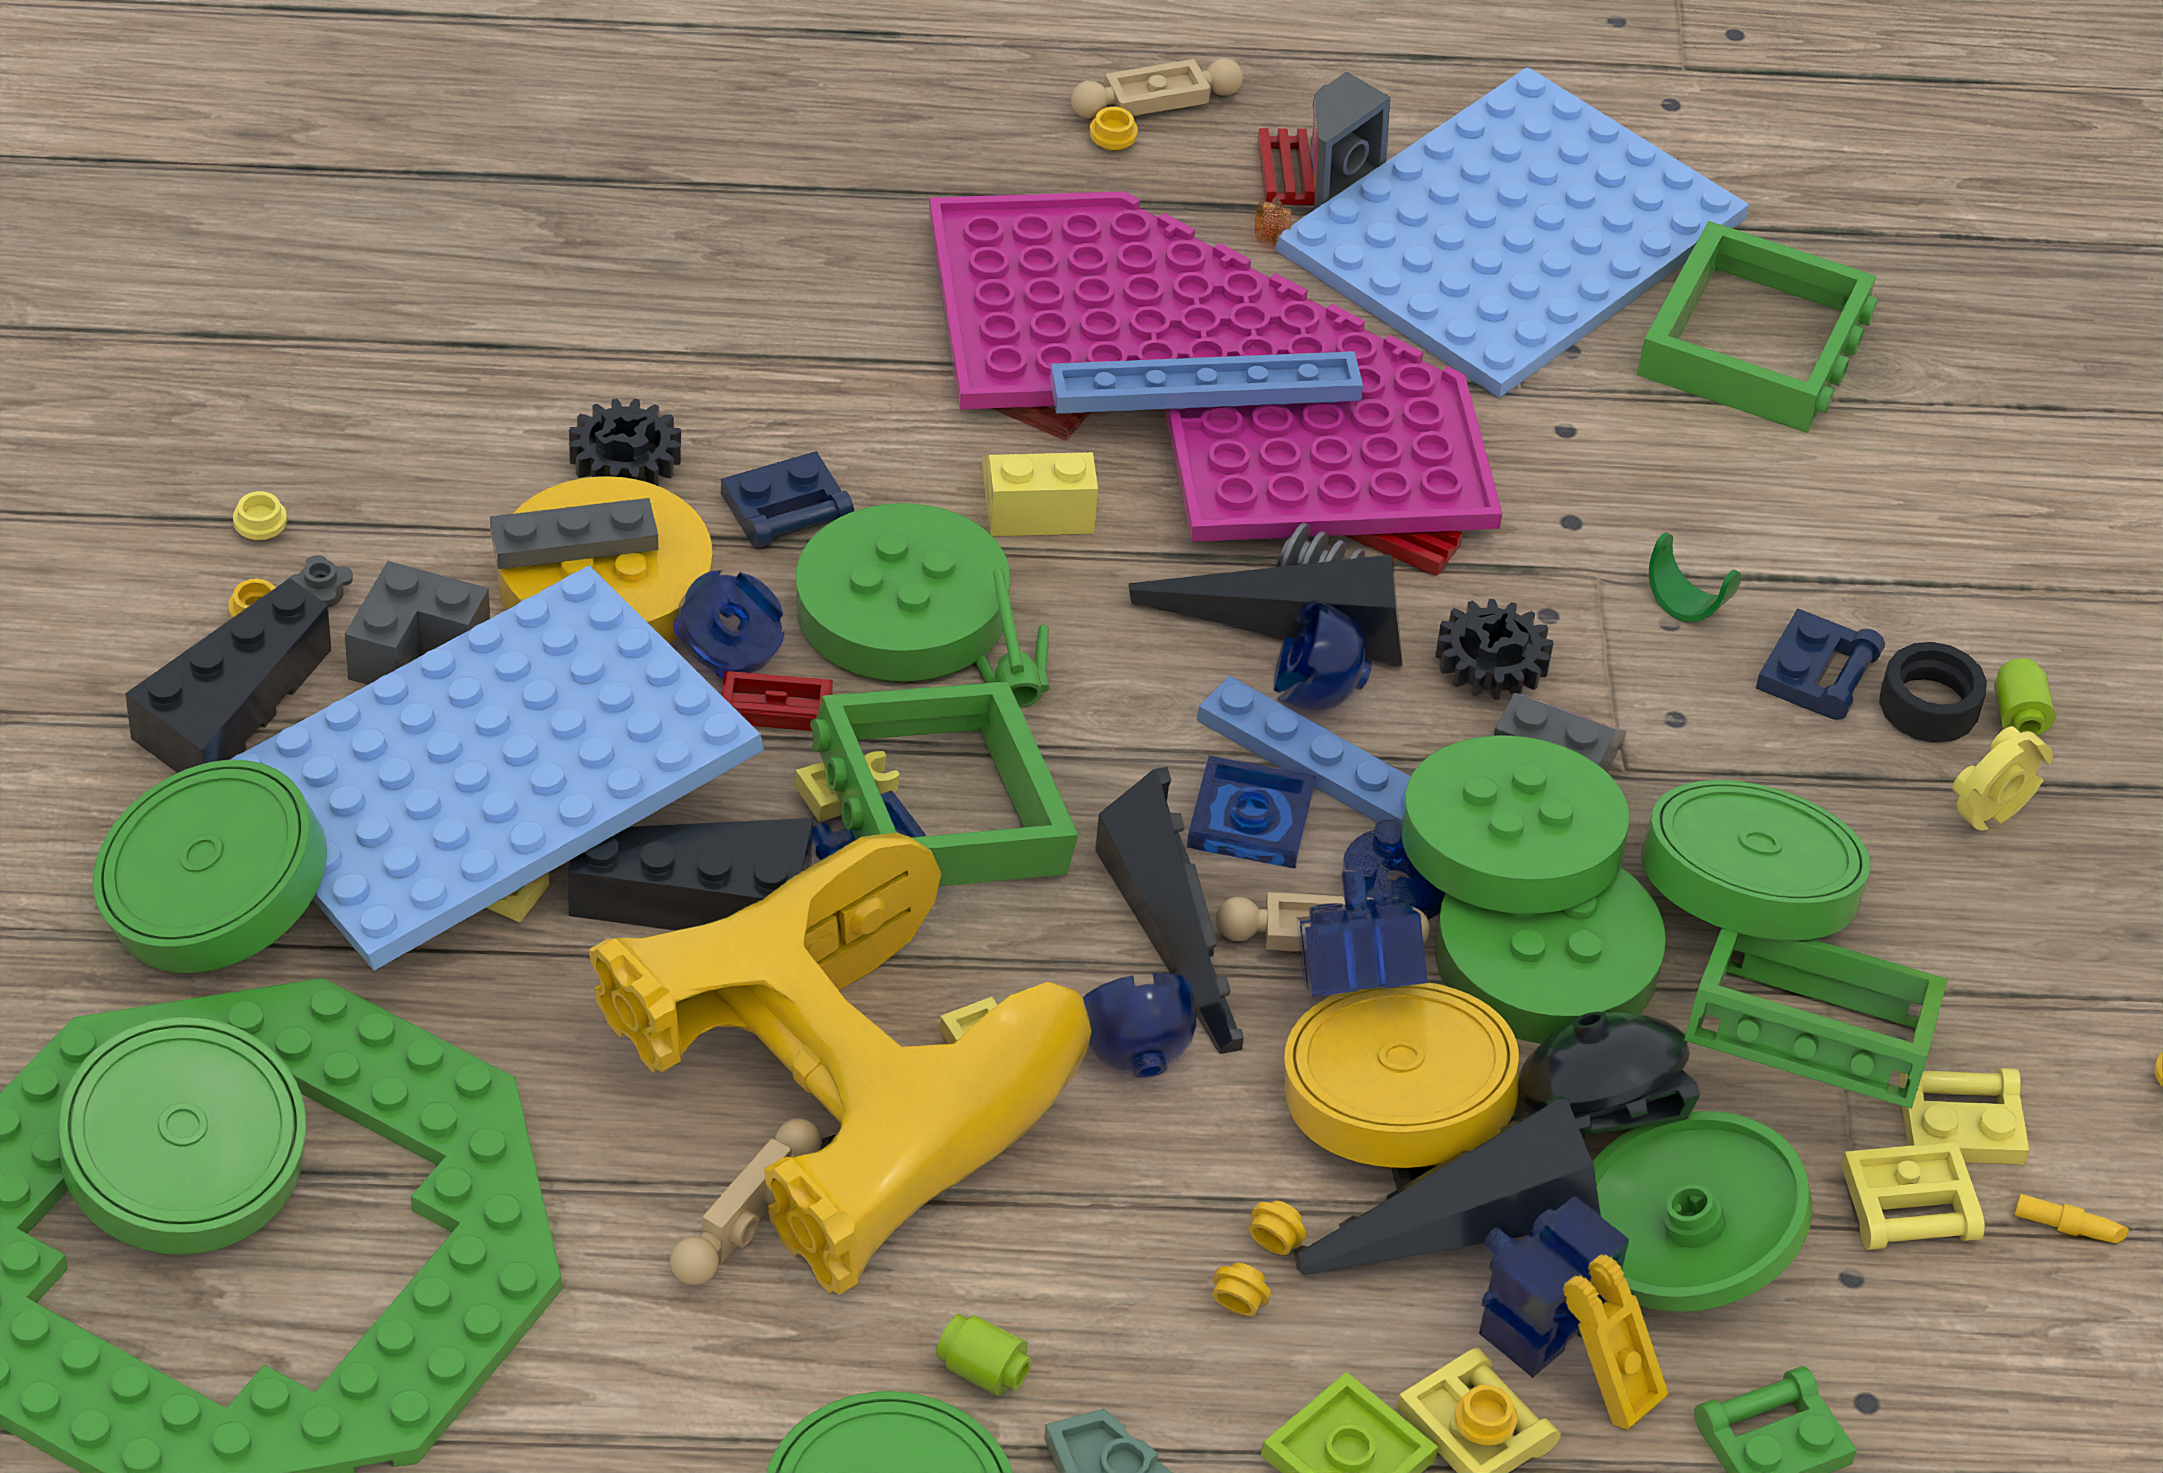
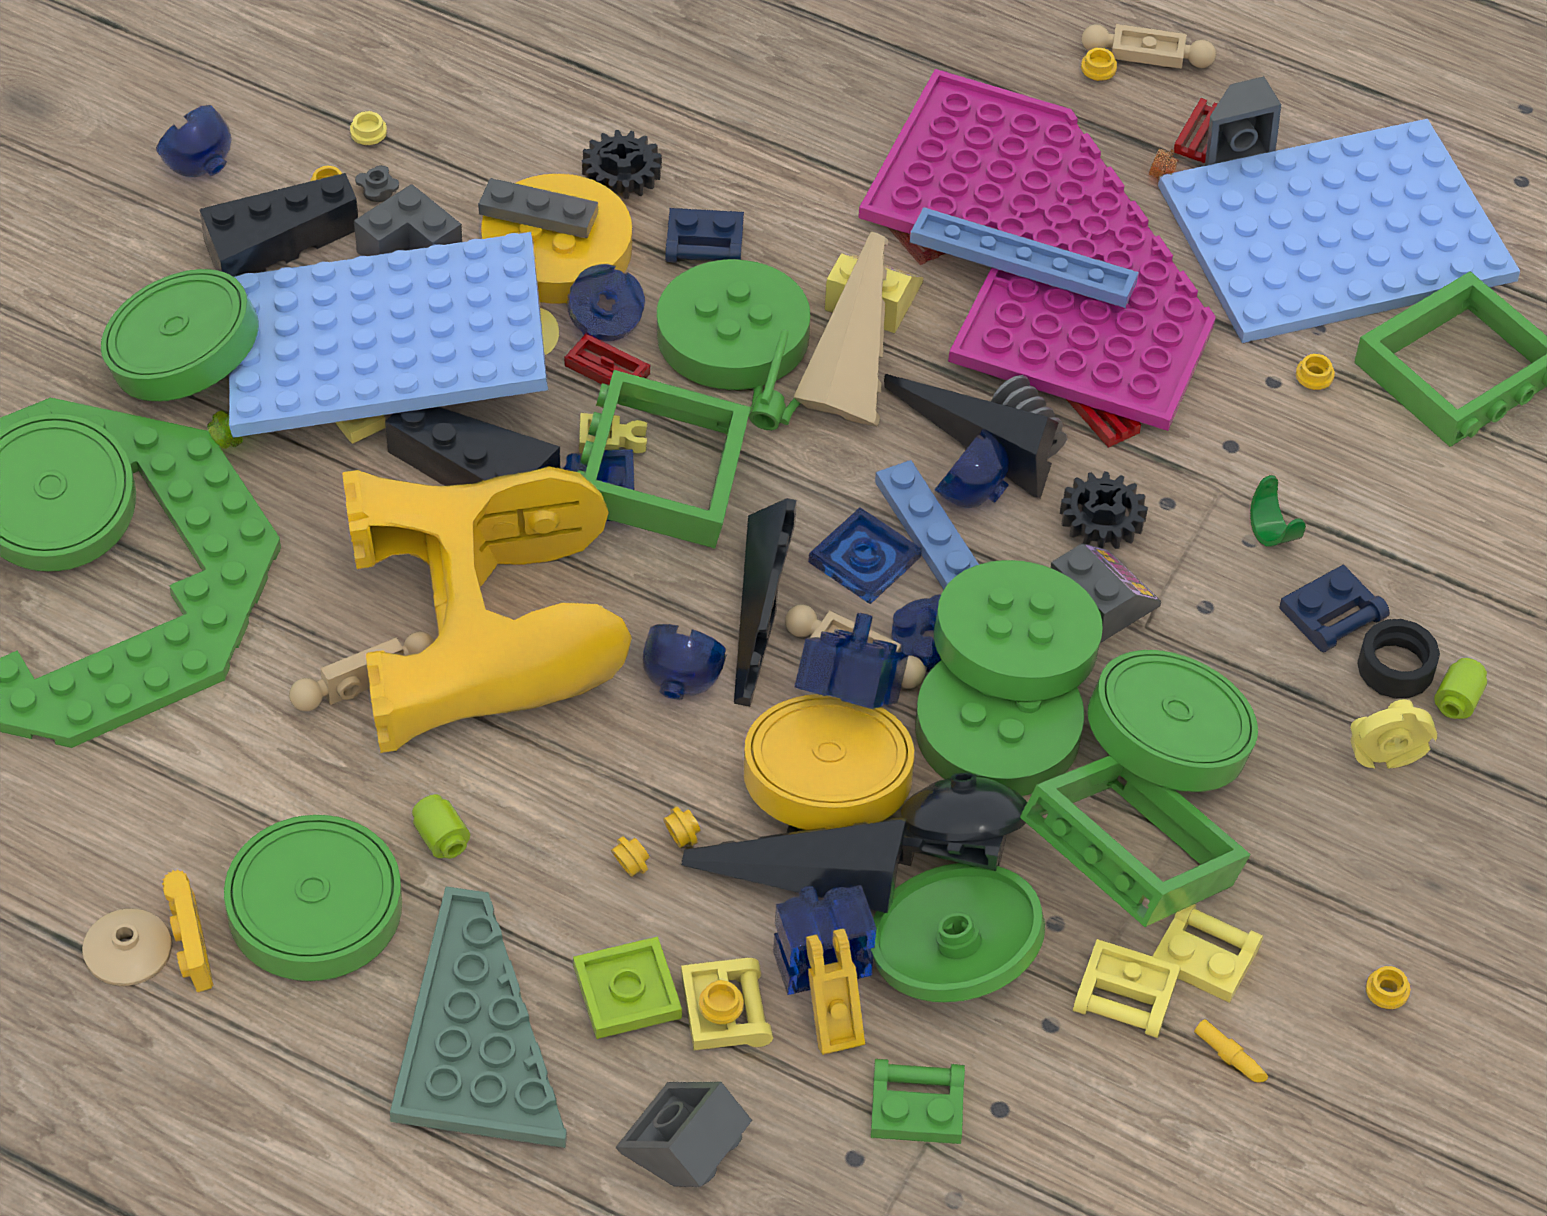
camera: 30 degrees right, 5 degrees up
(54, 615) = (198, 145): none -> clear blue cylinder
(346, 967) = (220, 431): none -> clear neon green plate
(1082, 585) = (846, 360): none -> tan wedge
(1610, 400) = (1315, 372): none -> yellow plate

